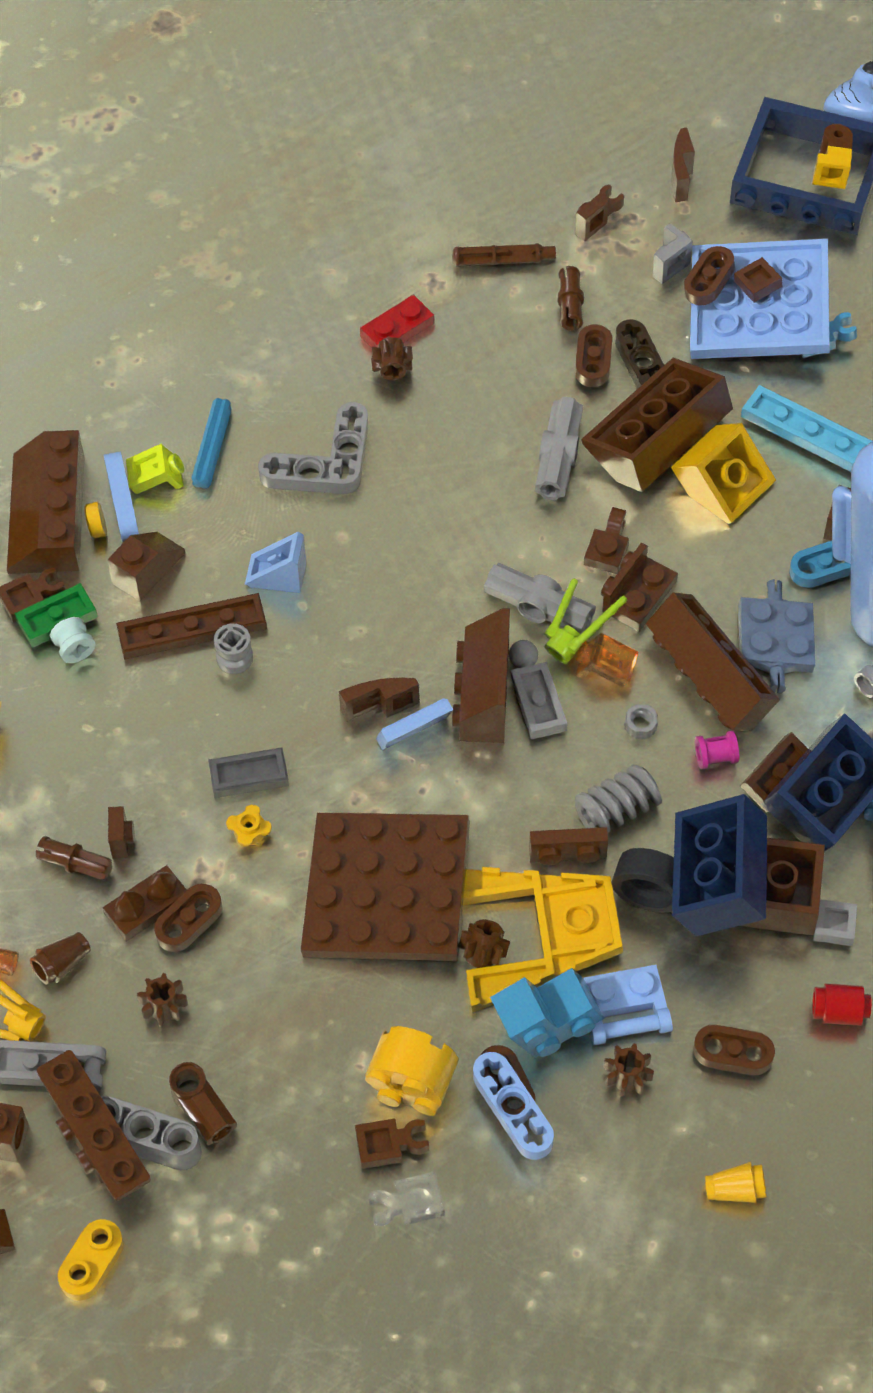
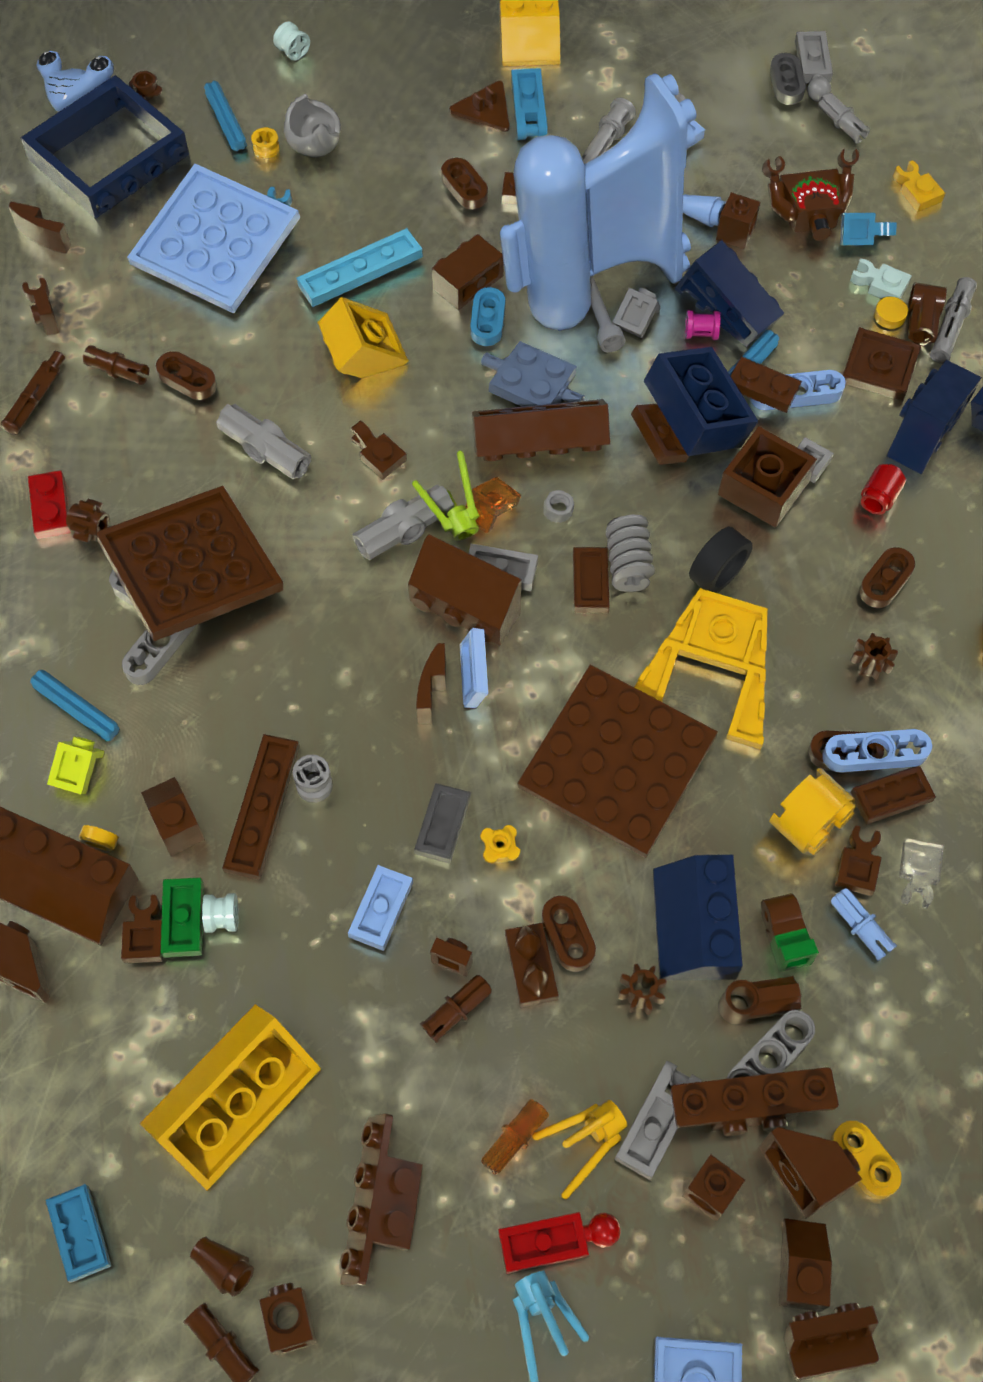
camera: 65 degrees left, 5 degrees up
(44, 1201) = (810, 1168): none -> reddish brown slope
(58, 958) = (554, 1063): reddish brown cone -> none
(121, 495) = (86, 805): light blue beam -> none
(138, 758) = (380, 907): none -> light blue plate
(257, 1022) = (697, 919): none -> dark blue slope
(279, 565) = (247, 703): light blue slope -> none
(281, 1103) = (787, 933): none -> leg
(324, 1169) = (862, 923): none -> light blue axle
(392, 452) = (189, 562): none -> reddish brown plate
(481, 1146) = (893, 794): none -> reddish brown plate
(484, 943) = (714, 707): reddish brown gear -> none
(548, 1014) = (808, 686): dark azure brick -> none
(559, 788) = (590, 580): none -> reddish brown tile
(582, 844) = (647, 618): reddish brown plate -> none
(628, 993) = (799, 633): light blue plate -> none
(642, 583) = (433, 450): reddish brown bracket -> none
(643, 348) = (224, 355): dark brown beam -> none
(659, 423) = (289, 359): reddish brown slope -> none
(673, 255) = (121, 268): light grey bracket -> none
(704, 281) = (175, 257): reddish brown plate -> none
(717, 749) = (617, 465): dark pink bush -> none
(720, 865) = (752, 497): dark blue brick -> none
(758, 279) = (204, 224): reddish brown plate -> none
(834, 157) = (123, 117): yellow leg -> none

